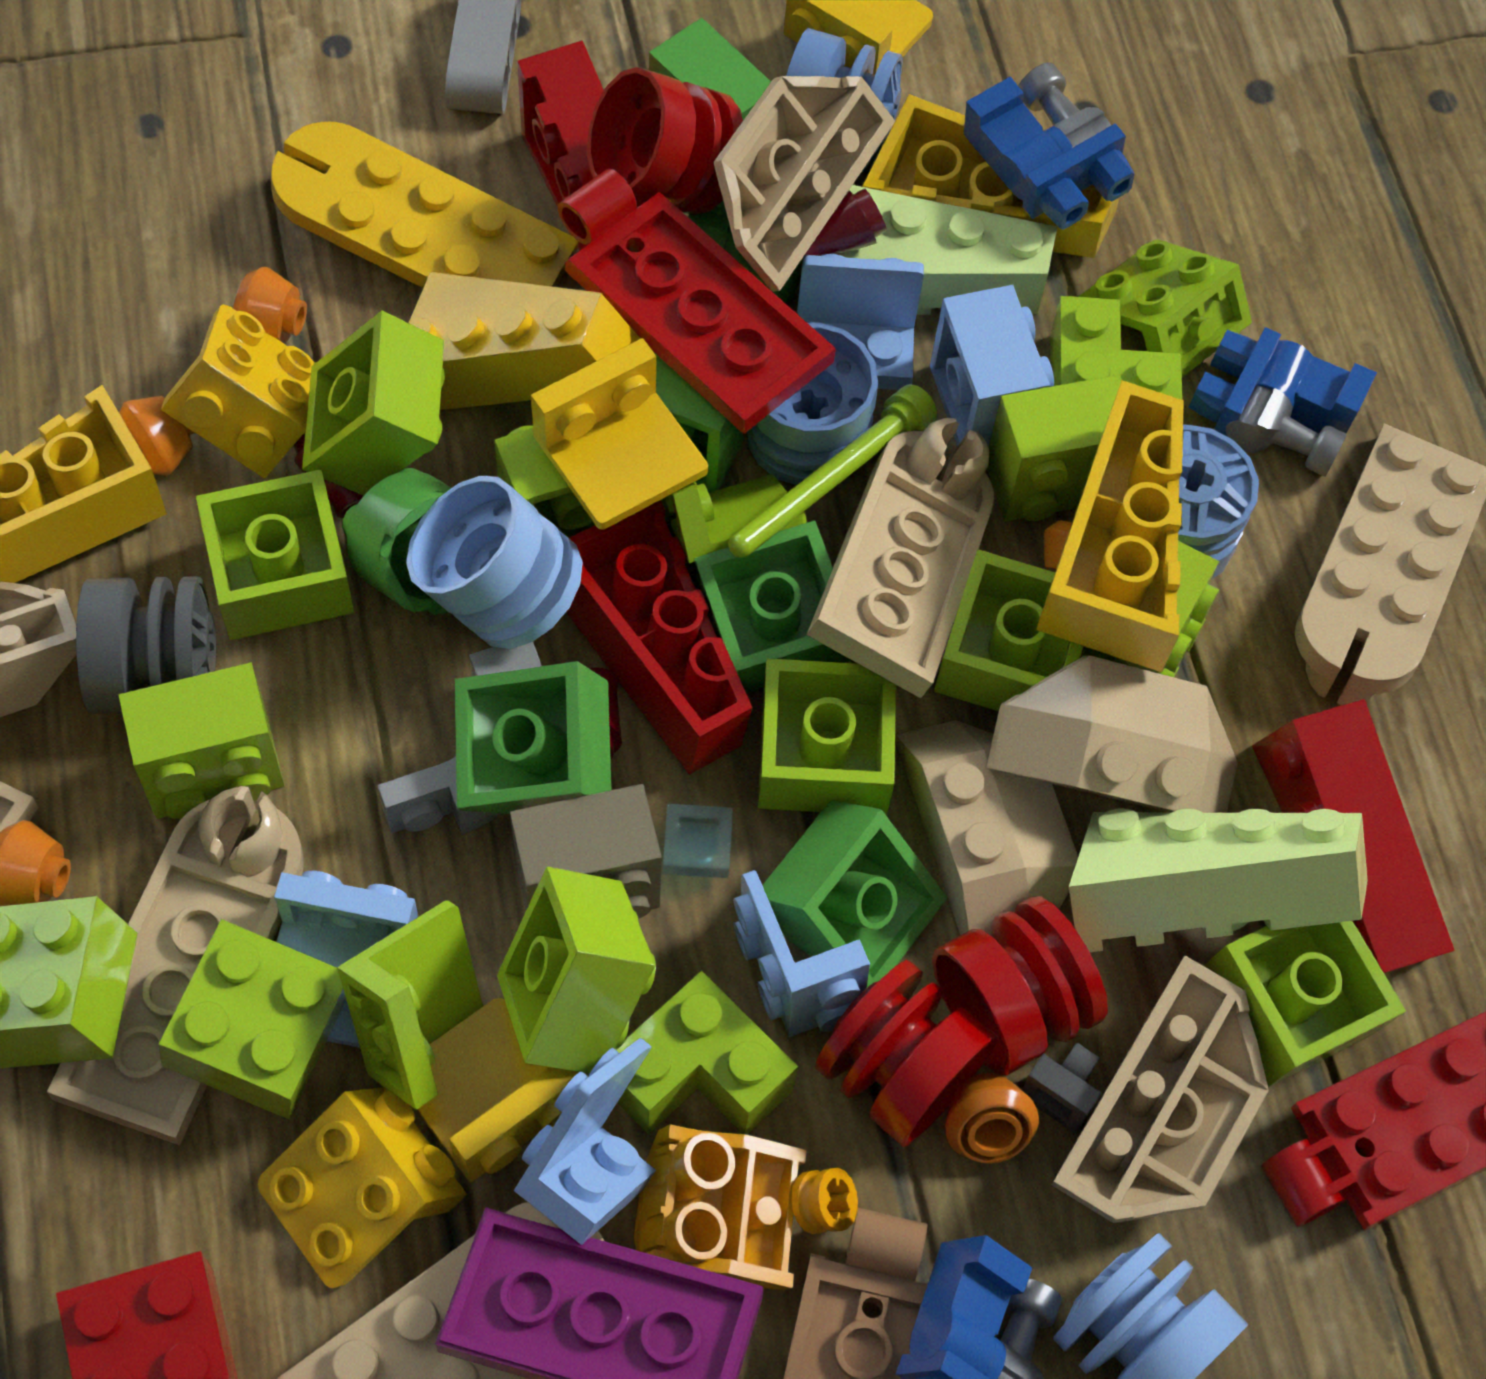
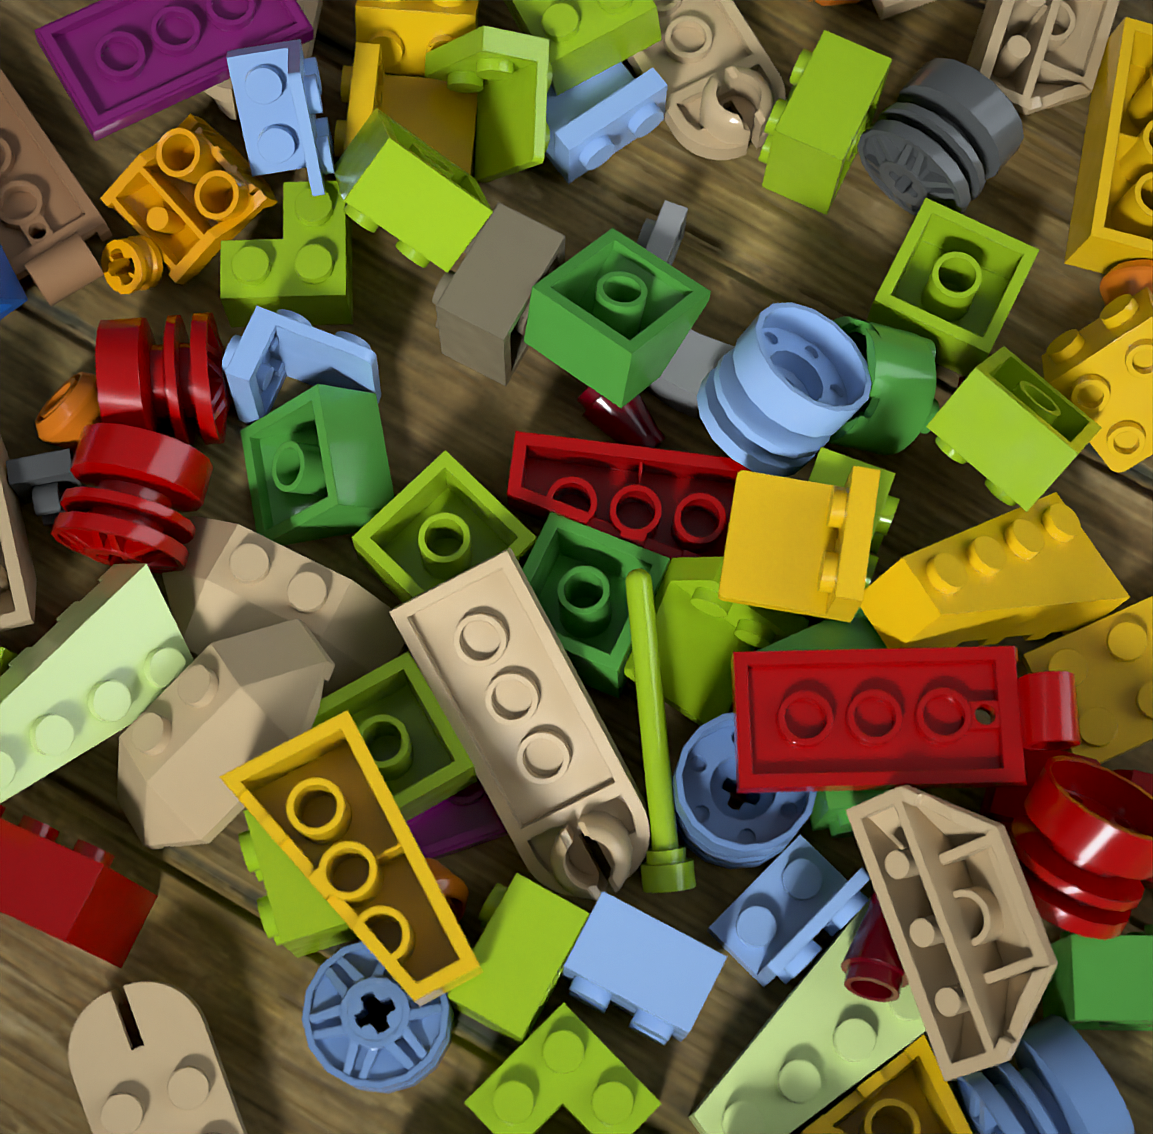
camera: 135 degrees right, 10 degrees up
(697, 841) = (458, 404): clear light blue plate -> none

